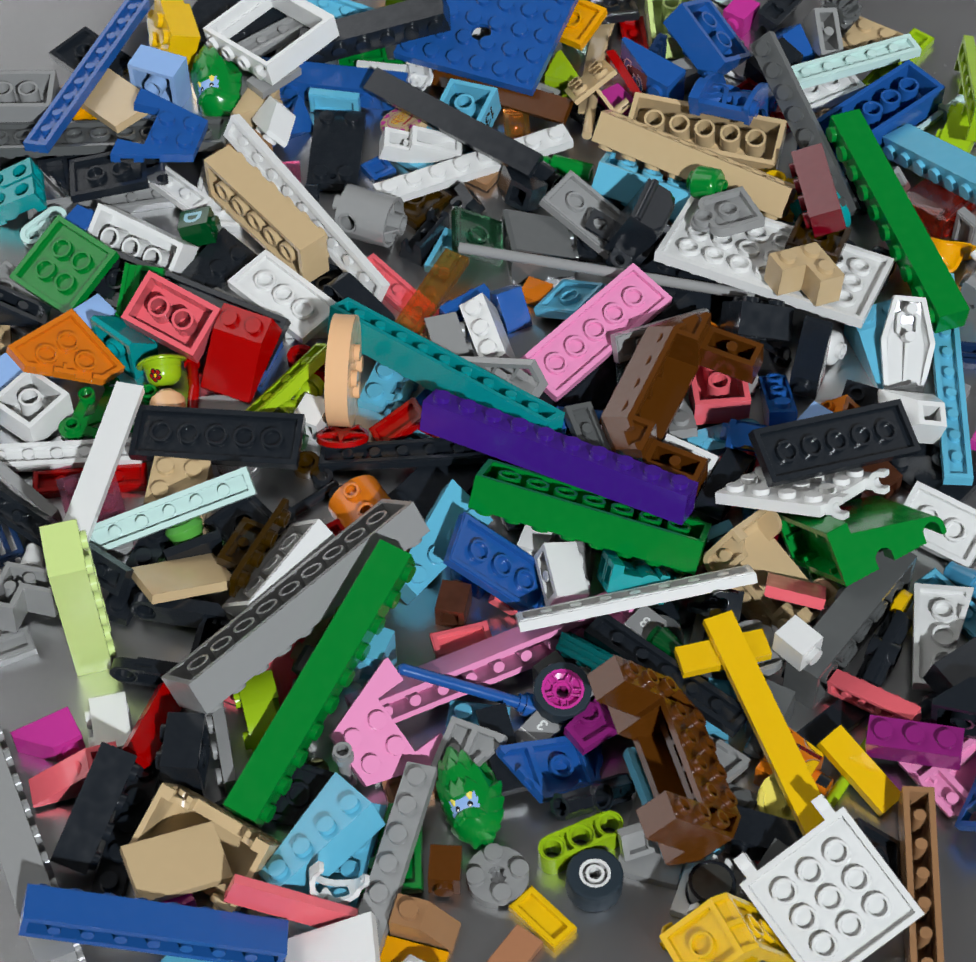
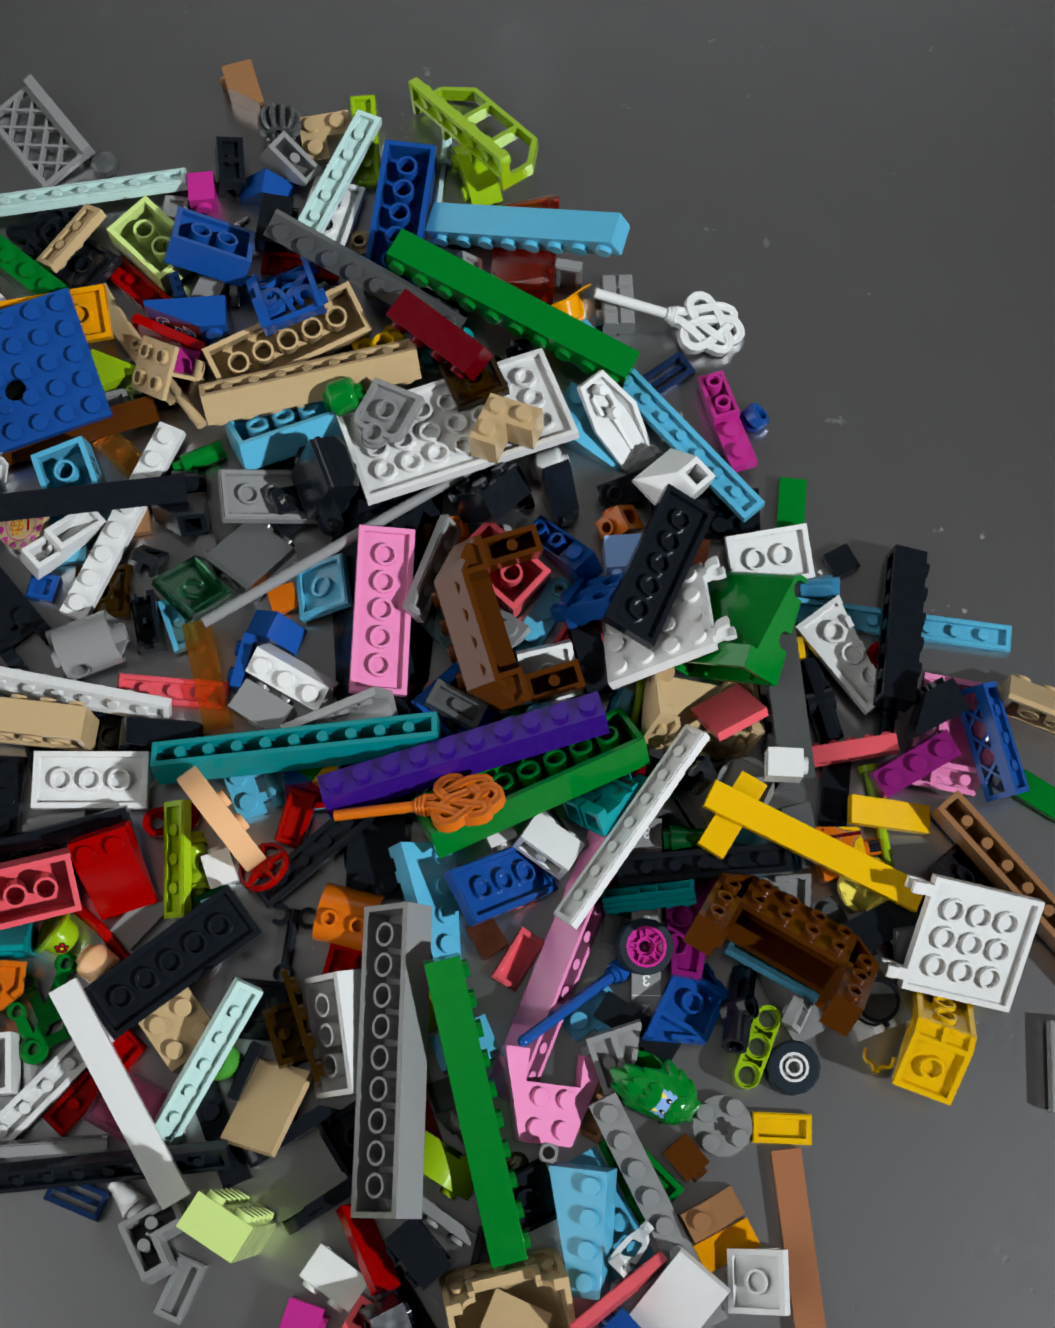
camera: 45 degrees left, 20 degrees up
(307, 465) = (258, 911): dark brown tile -> none
(514, 472) = (454, 804): none -> orange piece

